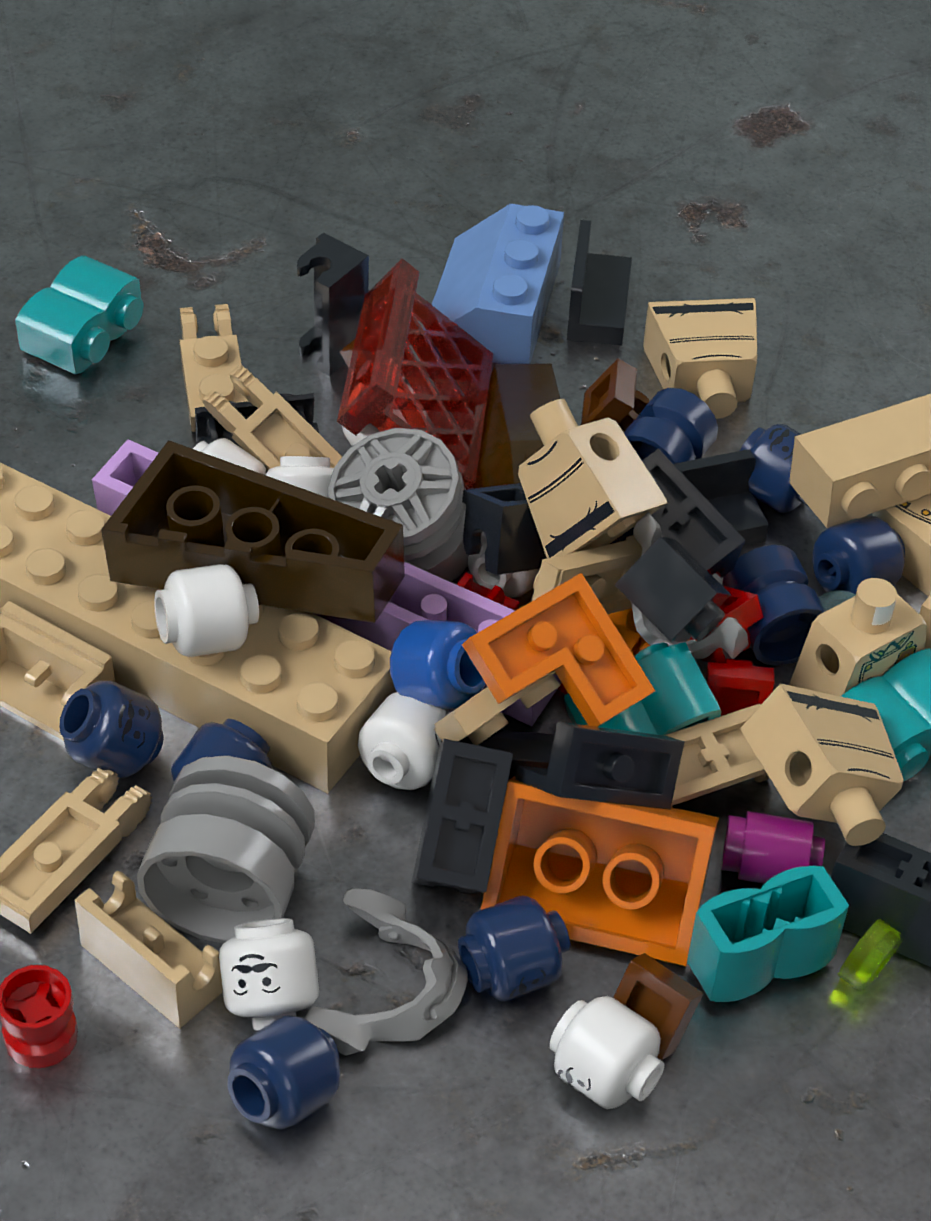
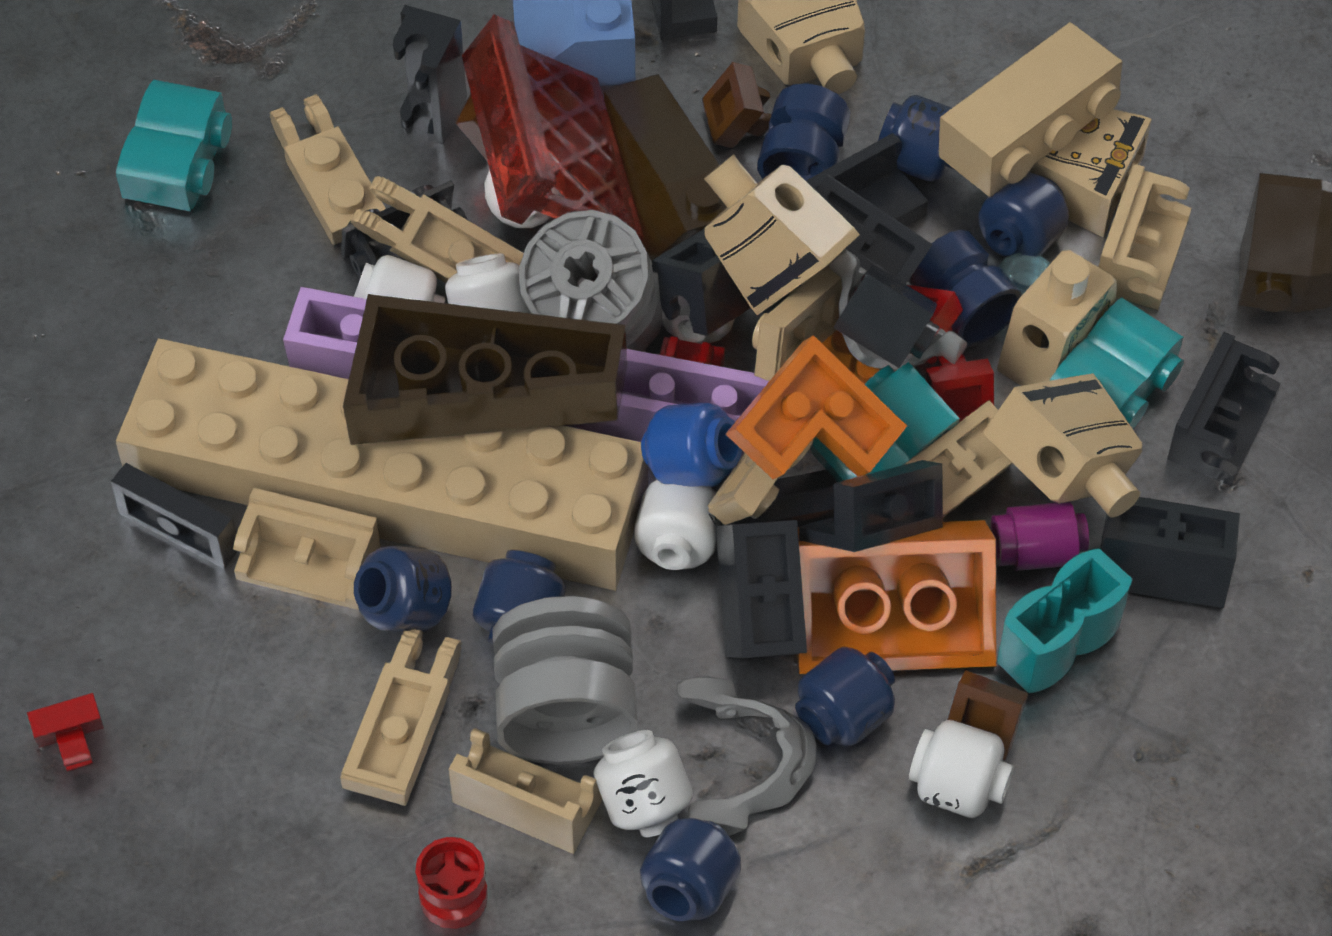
camera: 15 degrees left, 10 degrees up
(205, 610) = (463, 456): white head -> none
(870, 955) = (1155, 612): clear neon green tile -> none

